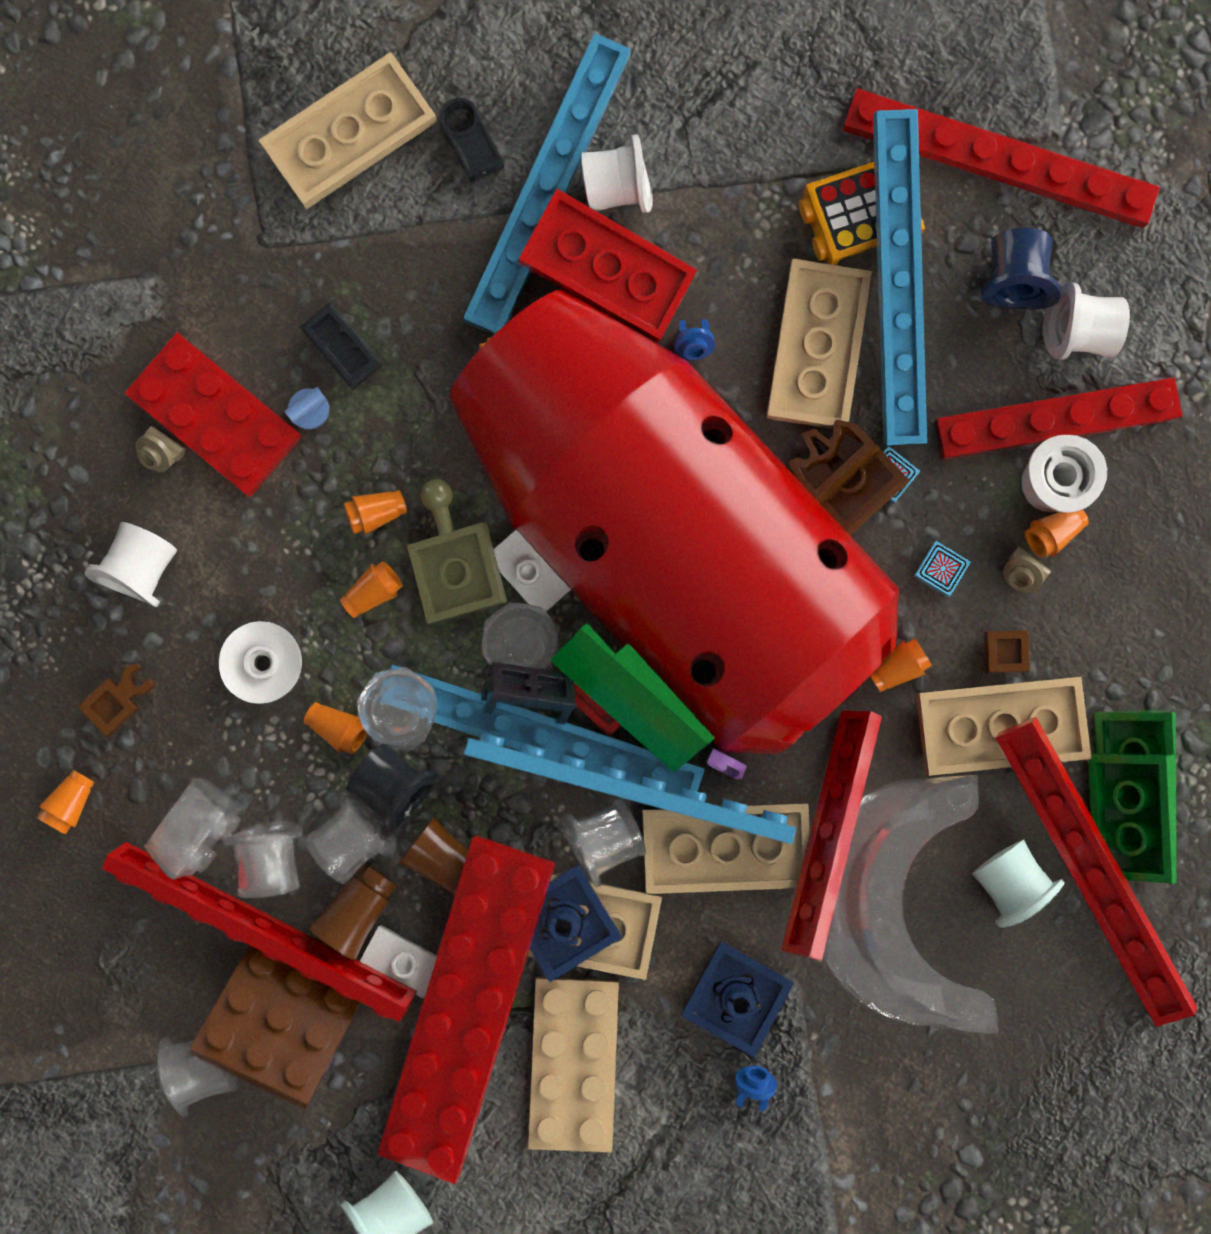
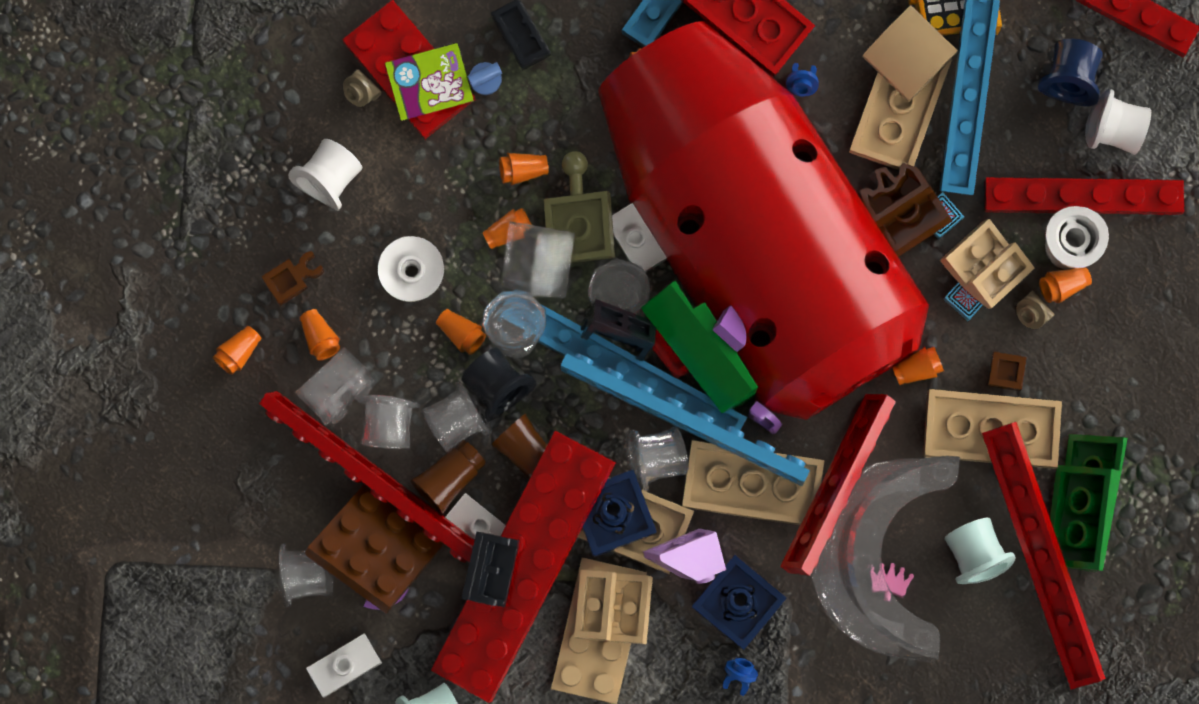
camera: 15 degrees right, 5 degrees down
(164, 766) = (319, 336): none -> orange cone
(239, 426) = (429, 81): none -> sticker
(270, 1167) = (344, 665): none -> white plate
(413, 623) = (537, 260): none -> clear slope
(424, 1028) = (490, 569): none -> black hinge
(585, 1038) = (613, 607): none -> tan slope
(667, 671) = (731, 329): none -> medium lavender tile
(667, 956) = (690, 556): none -> lavender slope
(819, 283) = (909, 53): none -> tan slope
(921, 934) = (896, 583): none -> bright pink piece
(959, 525) = (987, 264): none -> tan slope

